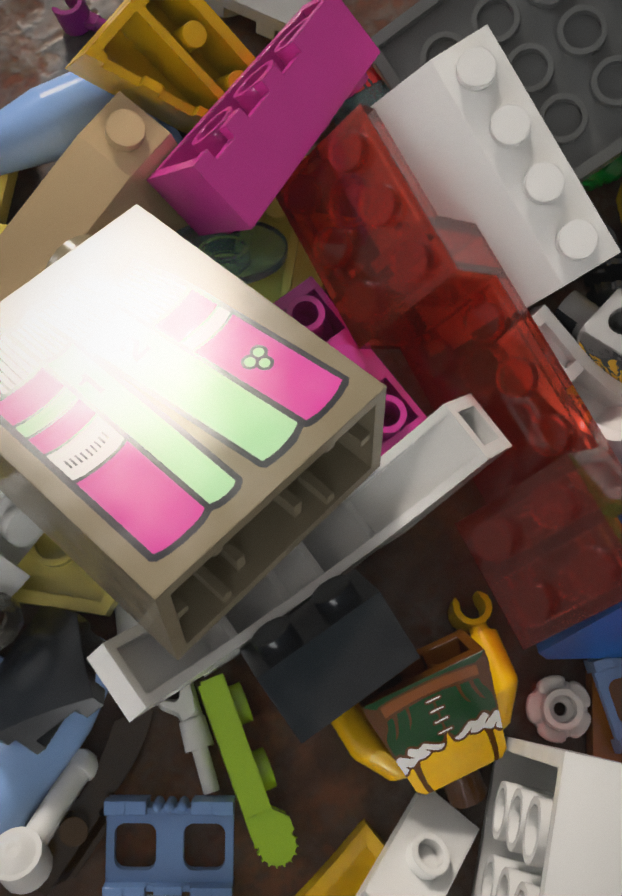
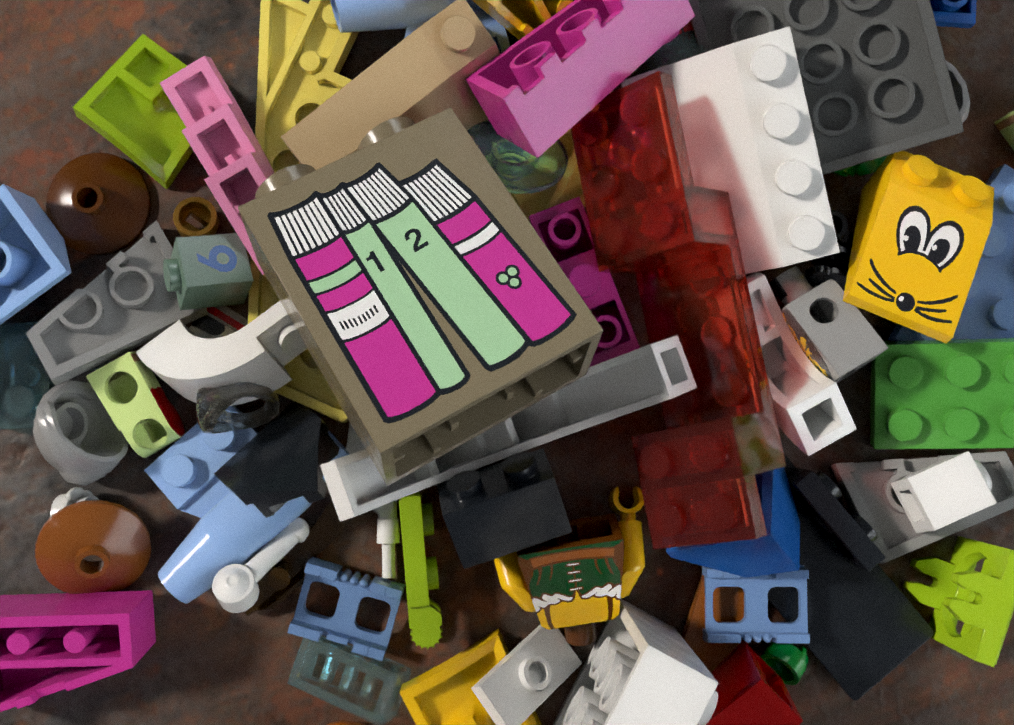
camera: 20 degrees right, 10 degrees up
(541, 709) = (661, 583): white plate -> none

